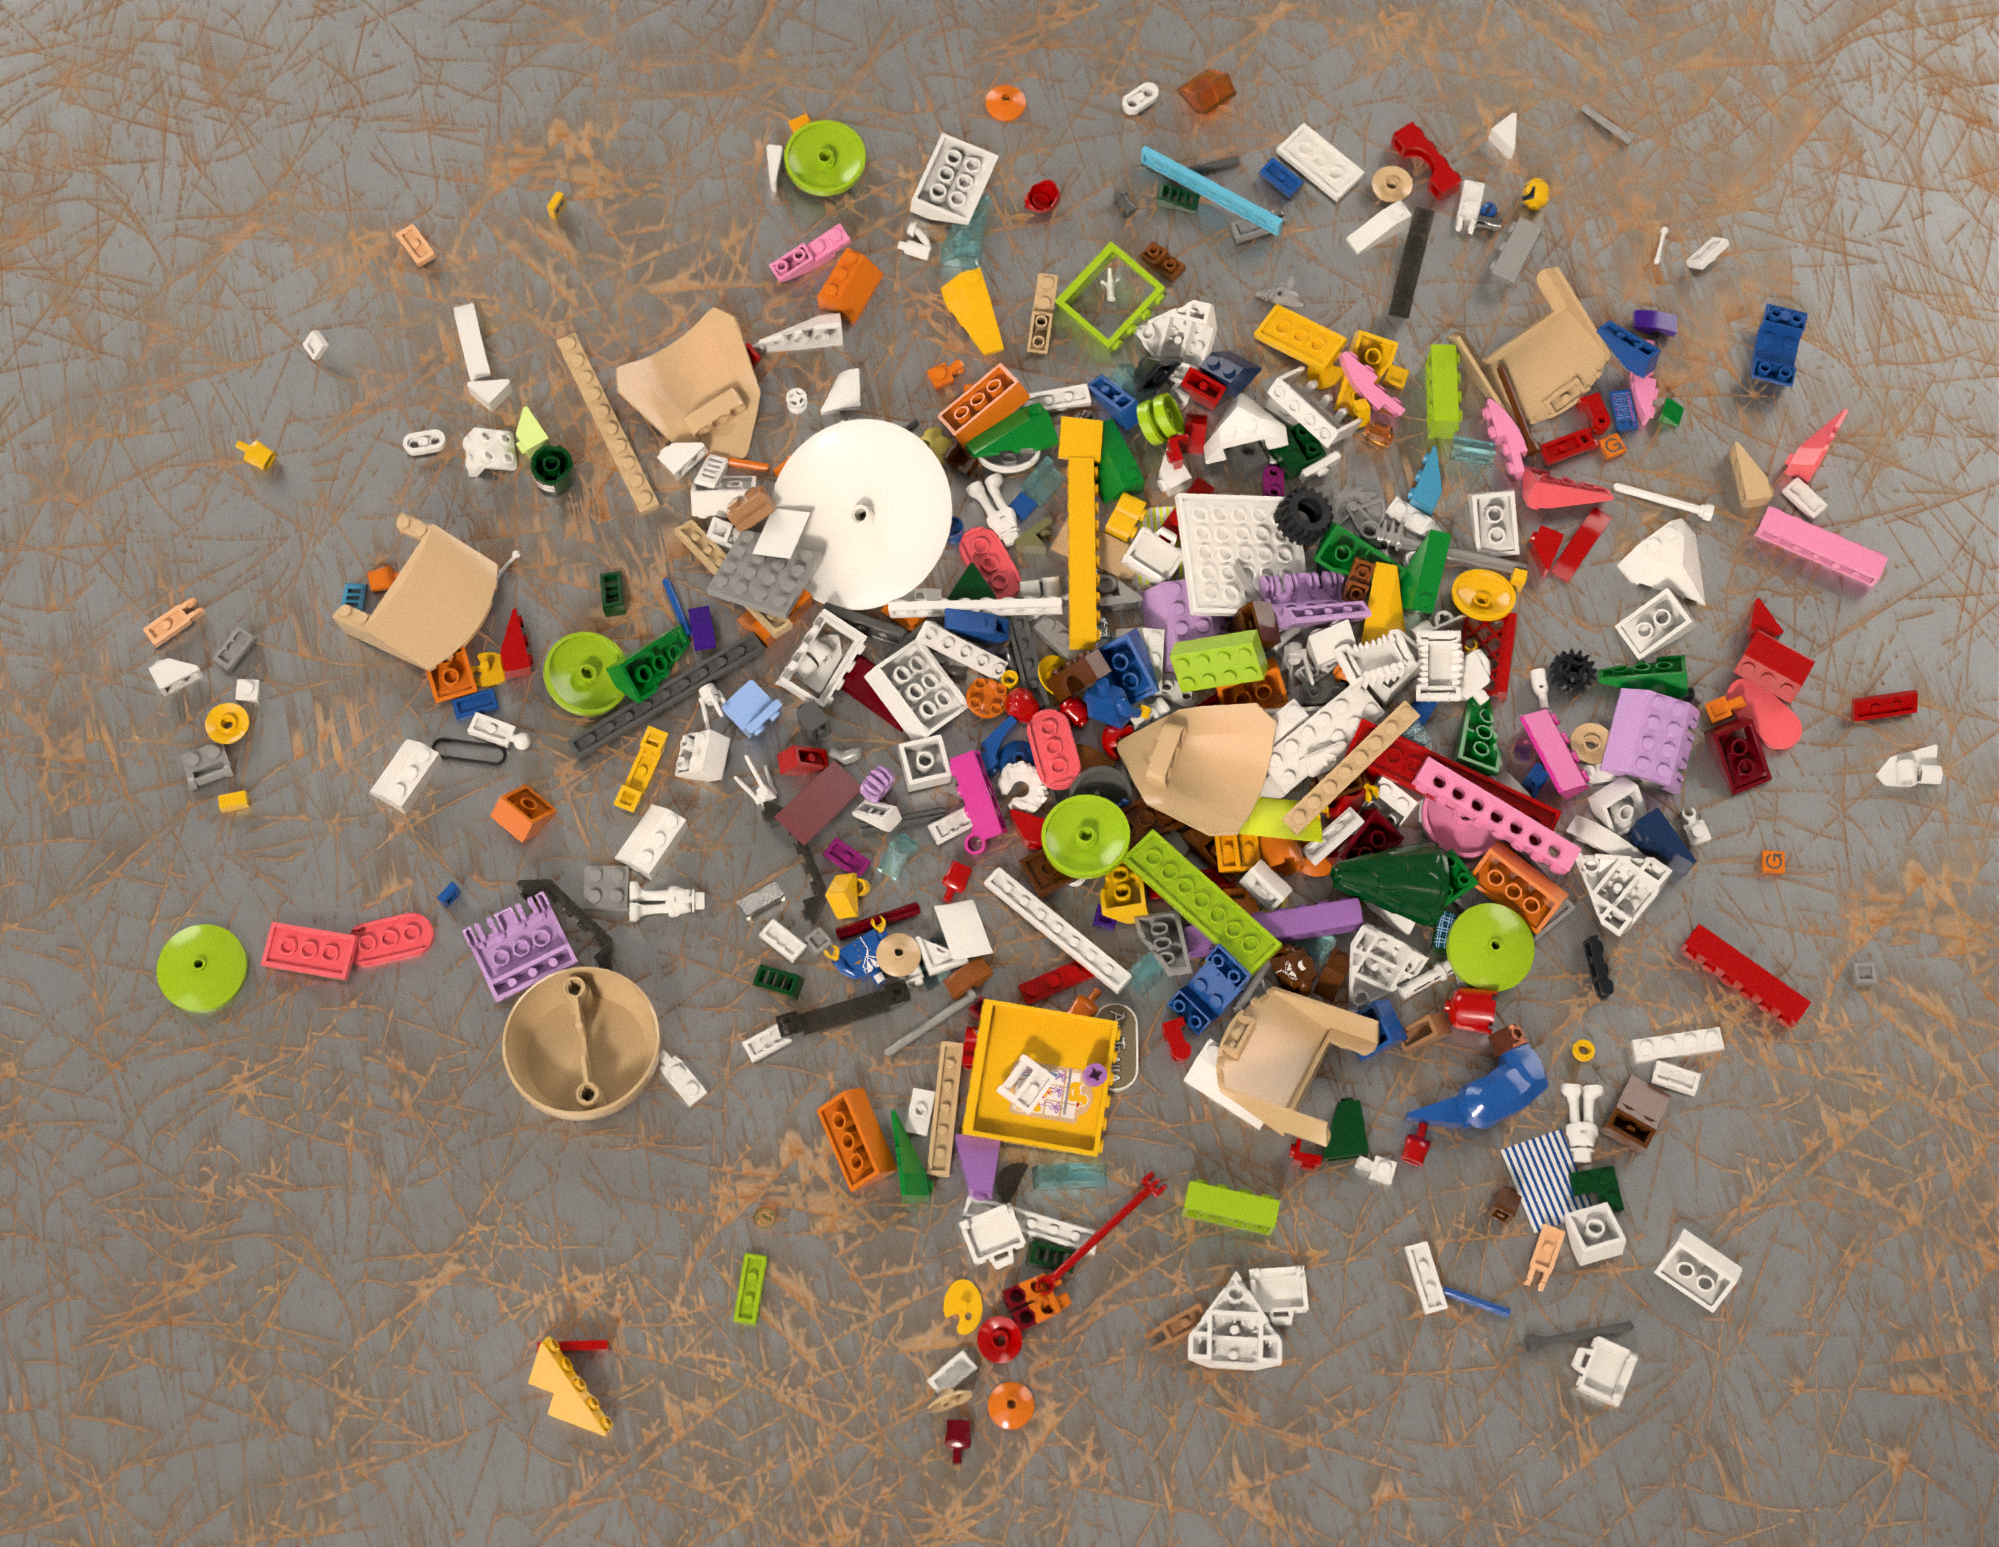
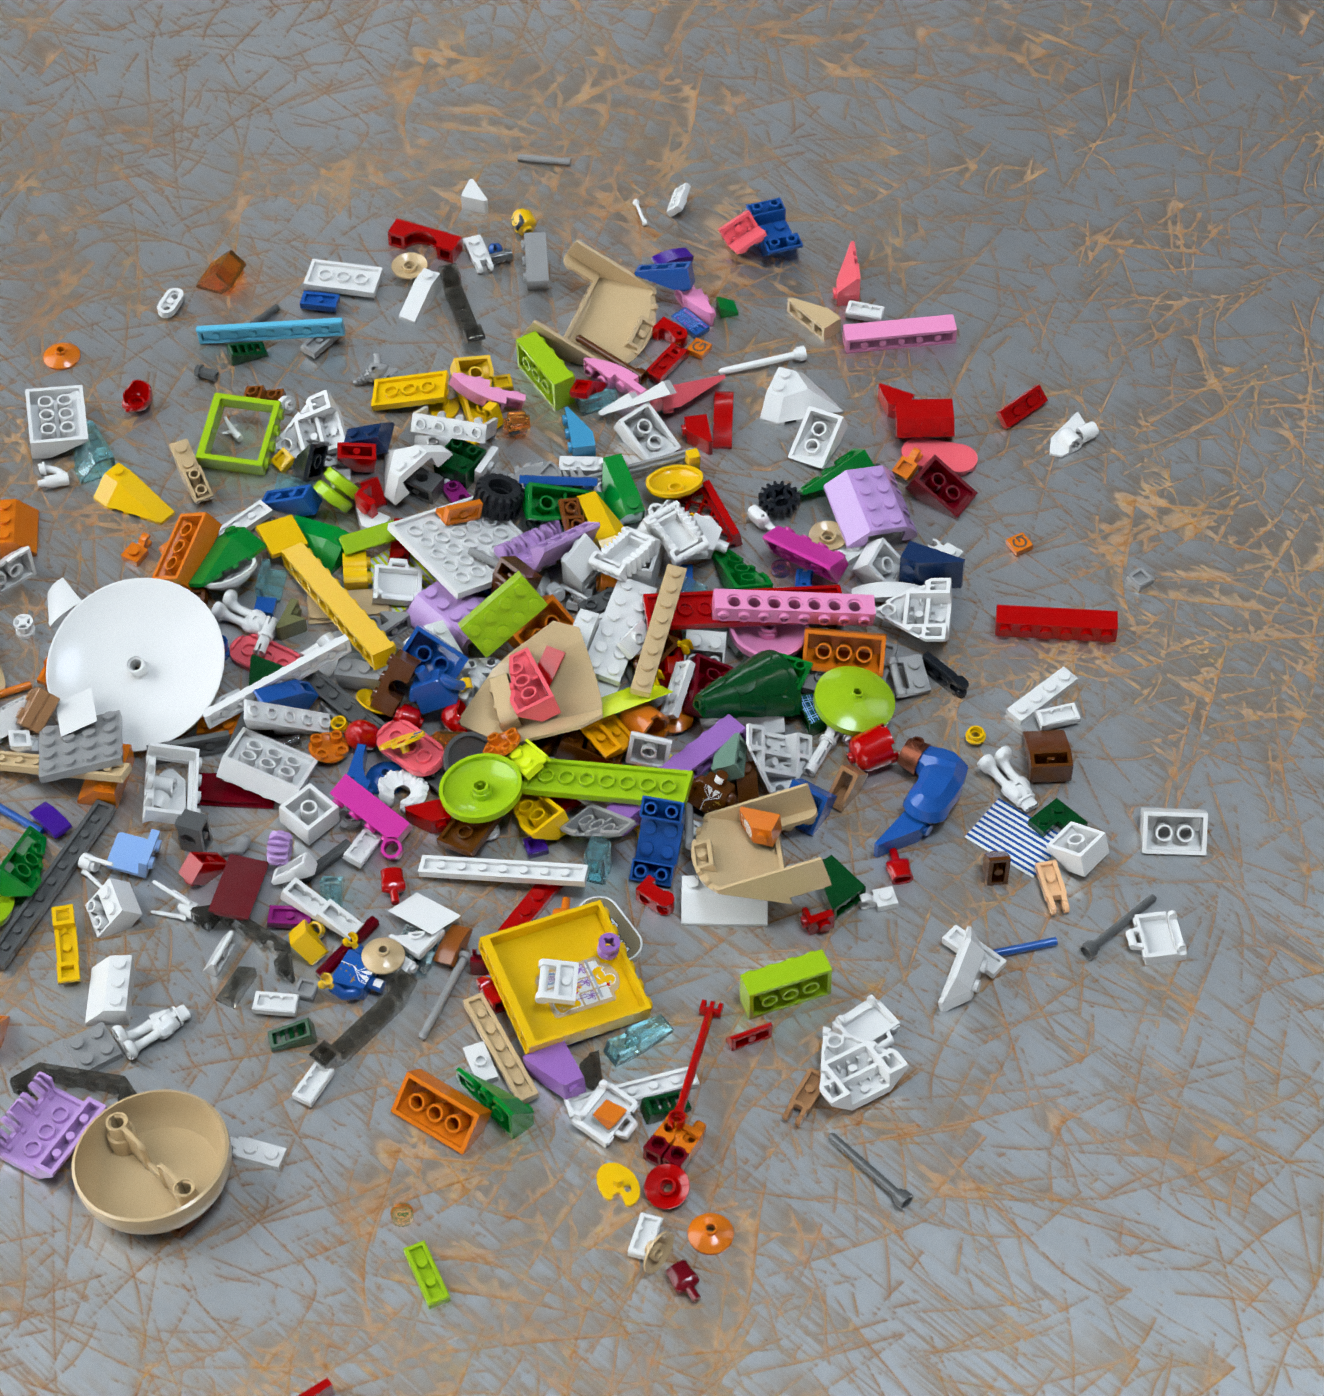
camera: 30 degrees left, 20 degrees down
(765, 859) = (220, 955): none -> white slope
(875, 872) = (319, 909): none -> white slope
(993, 1239) = (609, 1113): none -> orange slope
(999, 544) = (265, 636): none -> white pin
(1047, 742) = (402, 741): none -> yellow piece
(1135, 799) = (503, 742): none -> orange dish
(1136, 348) = (283, 460): none -> yellow tile
(1146, 831) = (528, 759): none -> neon yellow plate
(1153, 491) = (366, 538): none -> lime tile
(1169, 1233) = (750, 1036): none -> red slope
(1177, 284) = (288, 403): none -> white plate
(1191, 763) = (529, 690): none -> coral wedge
(1194, 1479) = (901, 1197): none -> dark grey piece
(1224, 744) = (550, 663): none -> slope
(1256, 513) = (460, 512): none -> orange panel
(1312, 1034) = (761, 825): none -> orange slope
(1330, 945) = (731, 757): none -> sand green slope
(1364, 529) = (566, 481): none -> blue plate
(1400, 1298) = (965, 973): none -> white wedge
(1468, 434) = (585, 388): none -> red slope
(1502, 478) = (631, 399): none -> white slope
(1569, 950) = (914, 674): none -> light grey plate
(1742, 336) = (742, 233): none -> coral bracket

